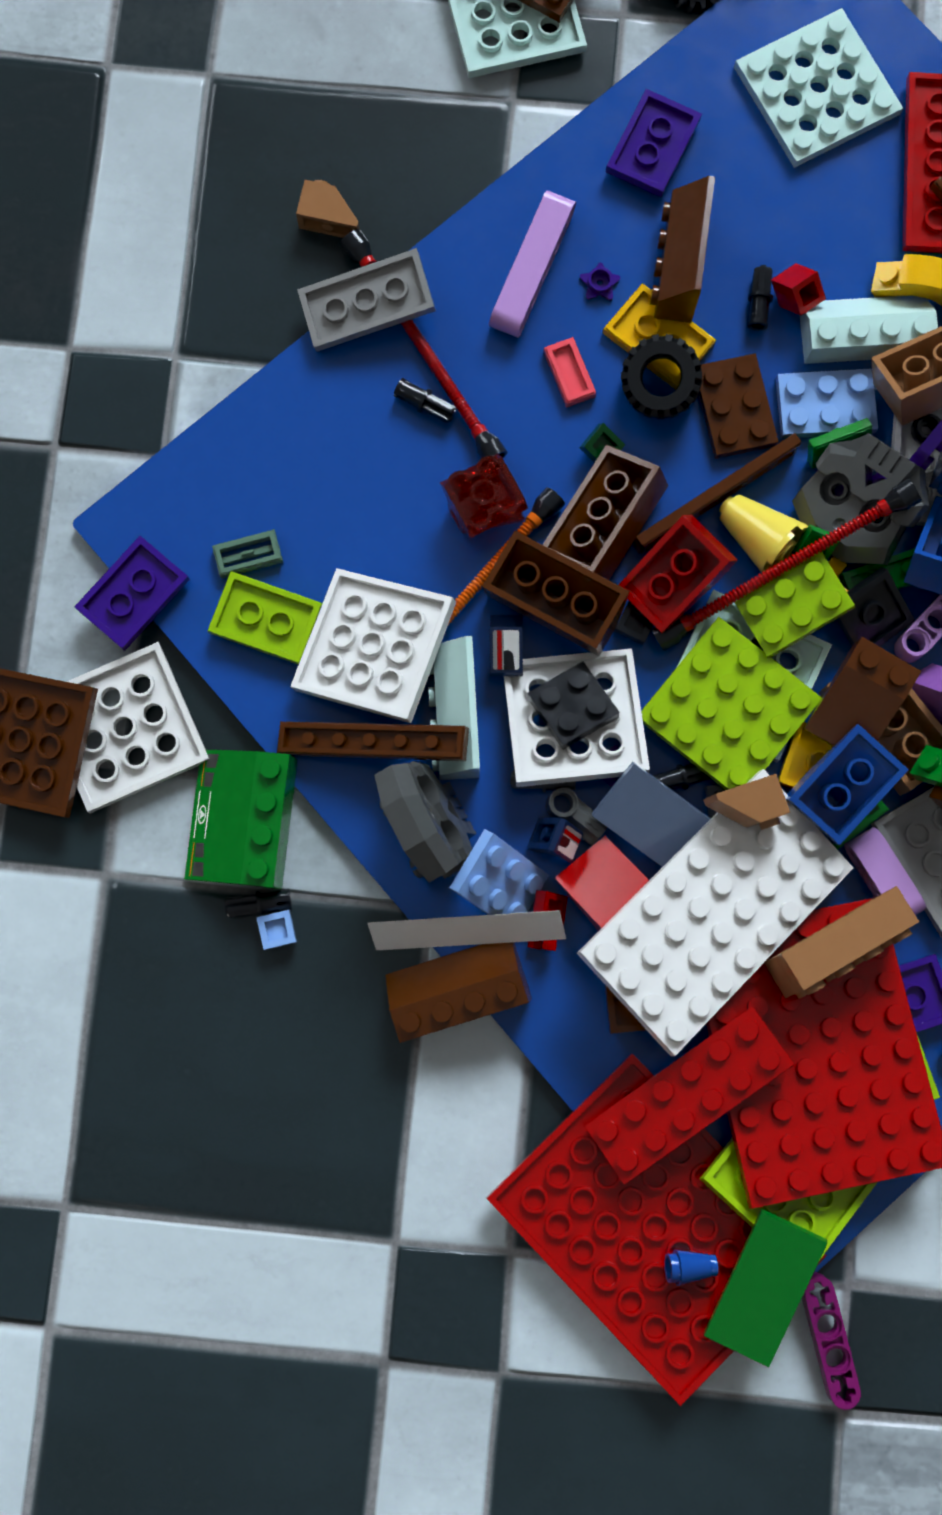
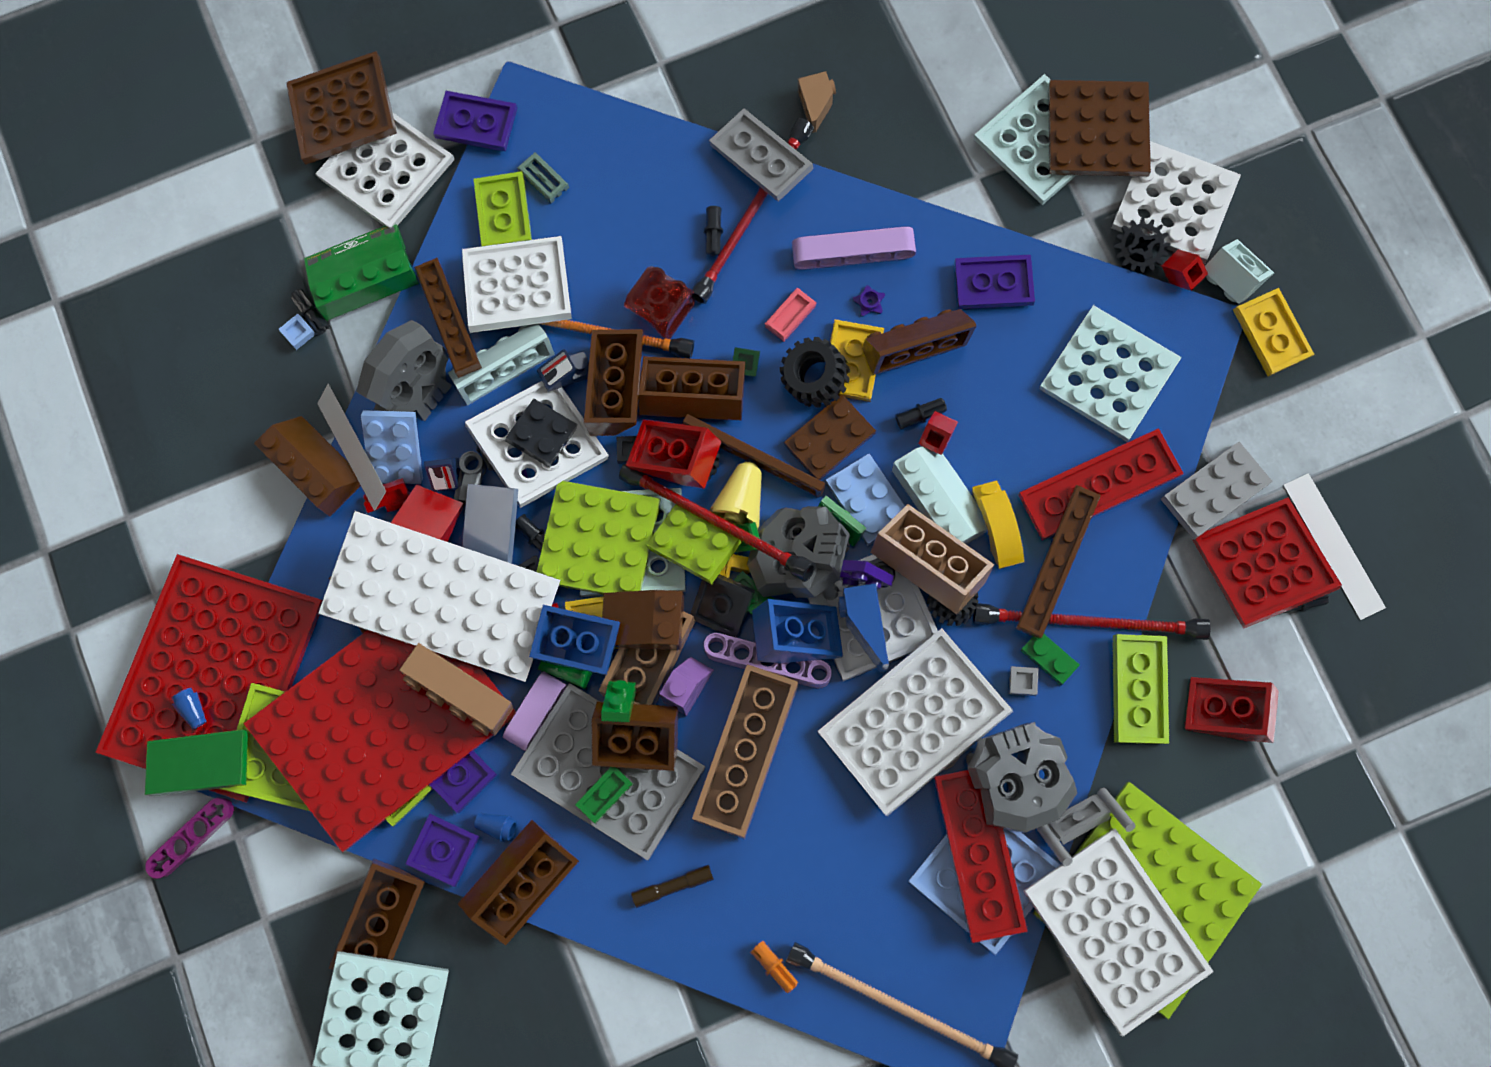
camera: 70 degrees right, 5 degrees down
(689, 1095) = (304, 644): red plate -> none
(752, 803) = (523, 577): medium nougat slope -> none

